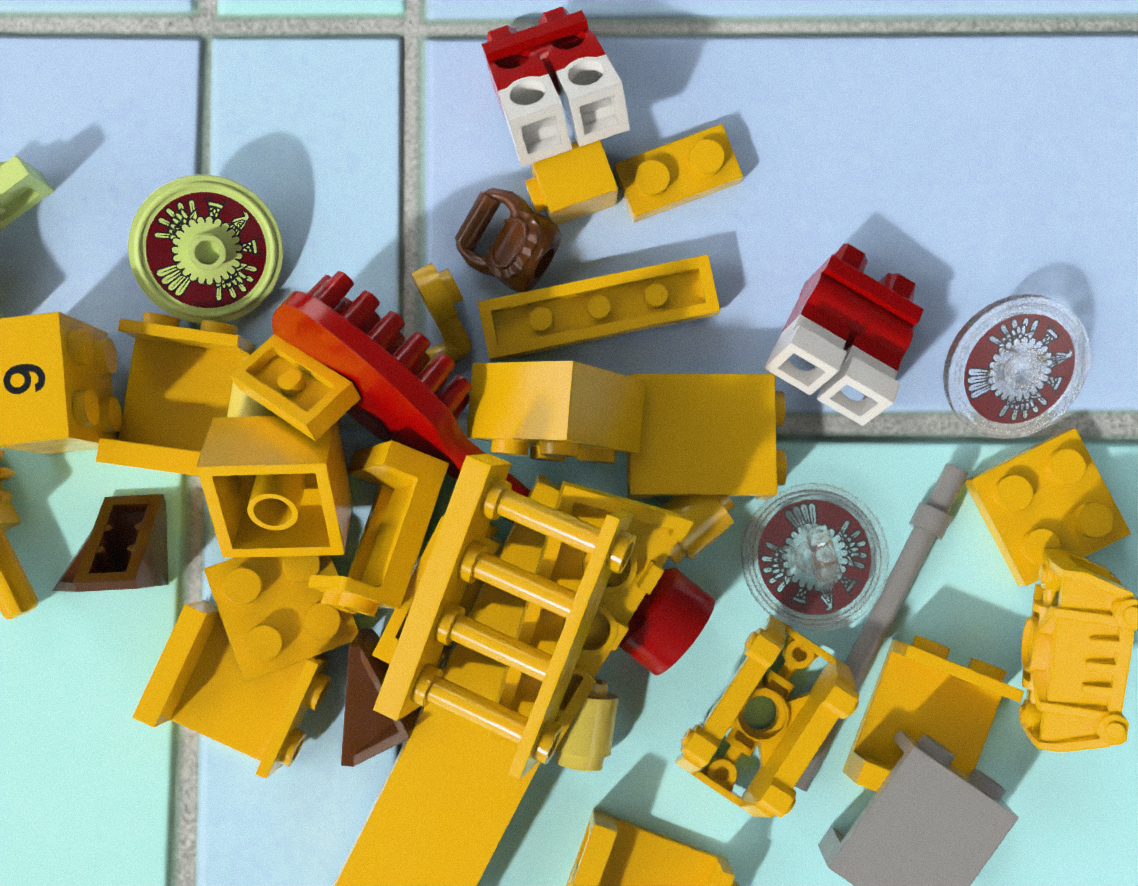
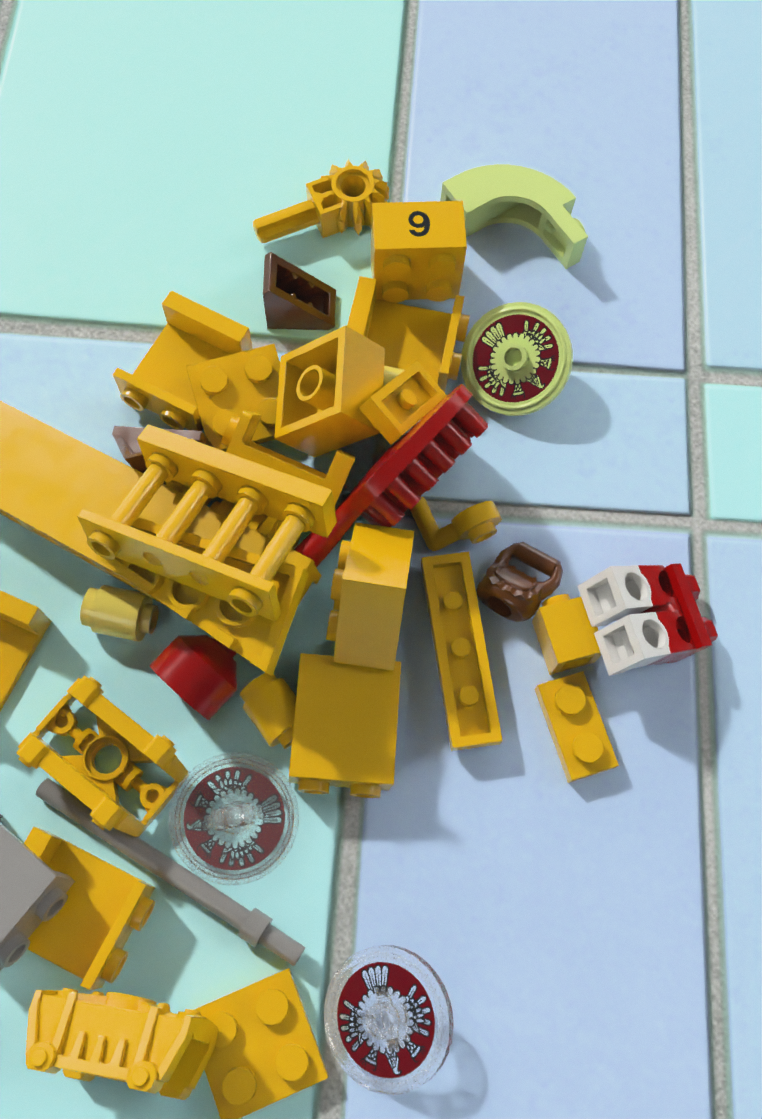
camera: 90 degrees right, 15 degrees down
(850, 334) = (442, 866): hips -> none

